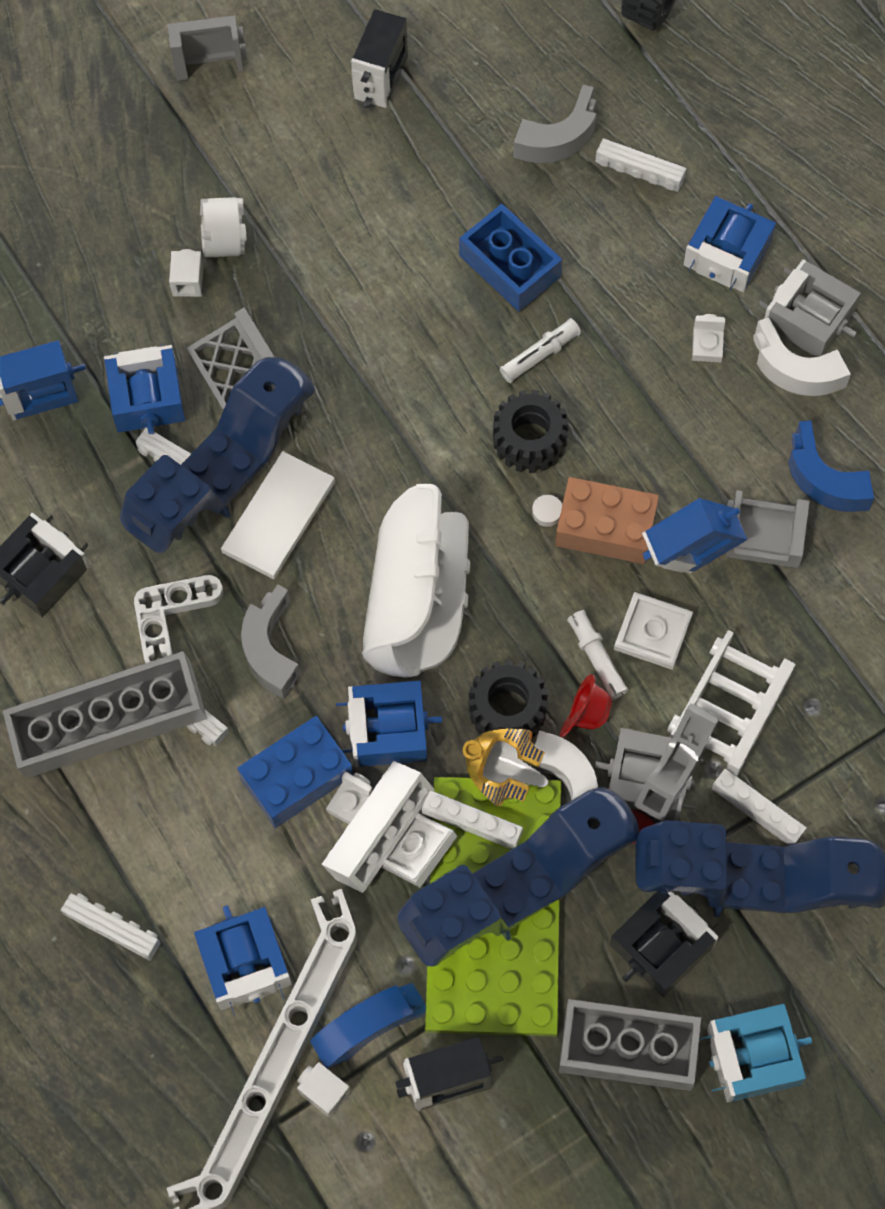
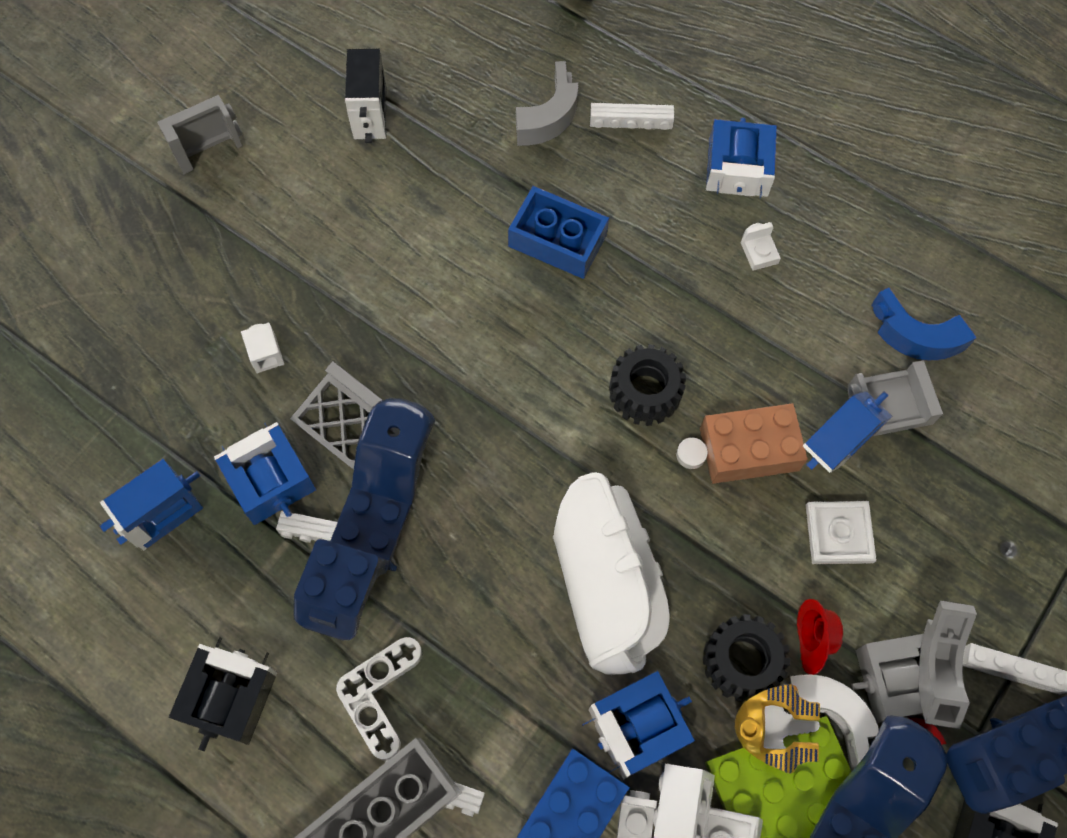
camera: 25 degrees left, 0 degrees up
(222, 227) = (280, 292): white brick -> none
(267, 665) = (492, 707): light grey arch -> none
(278, 515) = (444, 552): white tile -> none
(472, 820) = (769, 795): white piece -> none
(547, 345) = (635, 282): white pin -> none
(592, 645) = (802, 575): white pin -> none
(761, 702) = (973, 565): white fence -> none
(797, 373) = (843, 249): white arch -> none
(819, 316) = (846, 190): light grey piece -> none

